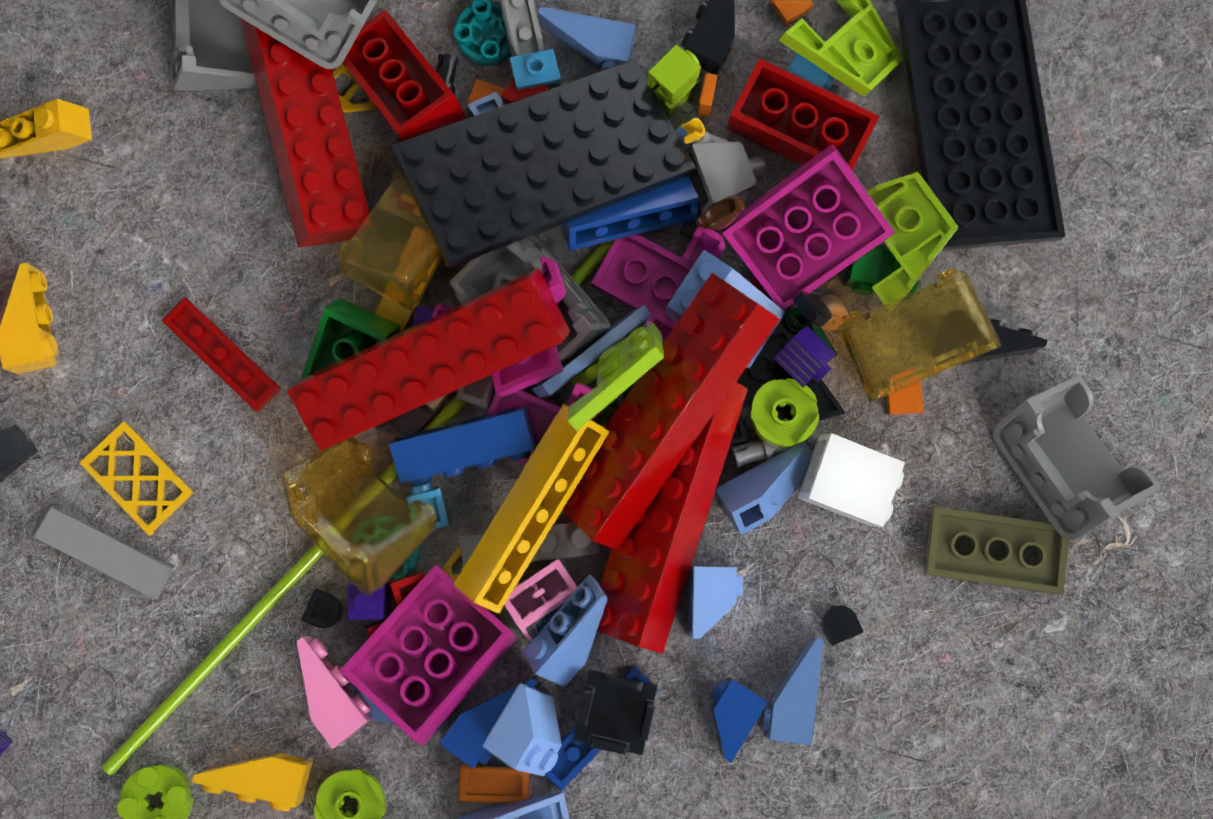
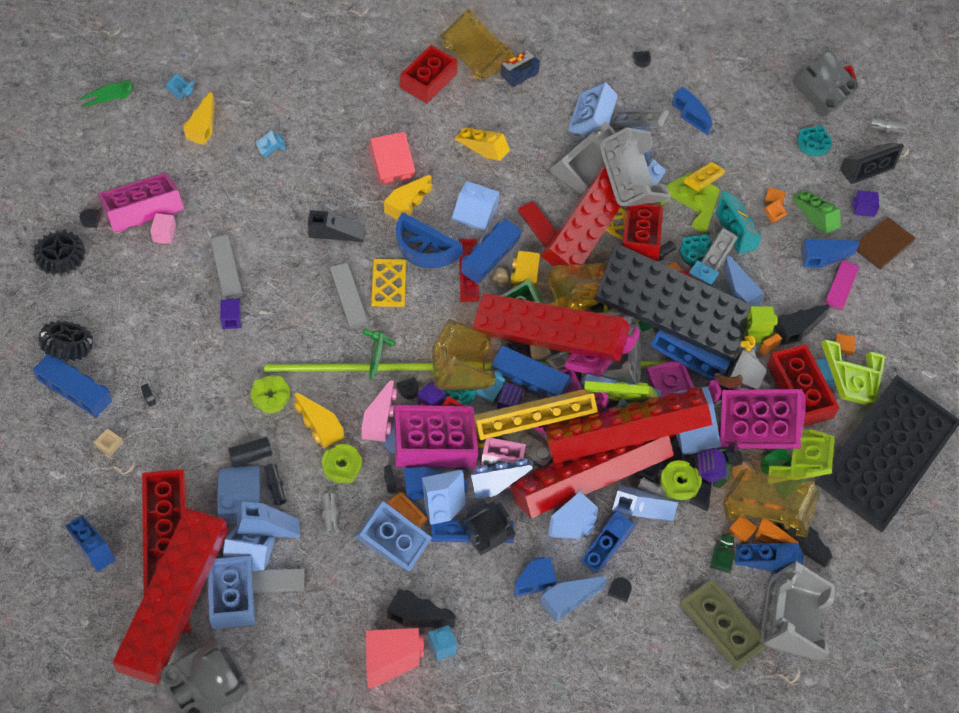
camera: 45 degrees right, 25 degrees down
(109, 361) = (451, 248): none -> blue window
(133, 247) = (476, 205): none -> light blue slope
(212, 580) = (379, 339): none -> green piece
(225, 302) = (490, 251): none -> blue brick
(241, 190) = (537, 222): none -> red tile
(274, 323) = (501, 277): none -> tan piece
(300, 286) = (526, 268): none -> yellow brick
(432, 766) = (389, 479): none -> black tile
(469, 503) = (510, 396): none -> dark purple brick
(772, 576) = (608, 541): none -> blue slope
(852, 480) = (684, 534): white brick -> none
(918, 458) = (722, 558): none -> dark green plate
(957, 374) = (770, 533): none -> orange slope
(970, 408) = (768, 557): none -> blue slope

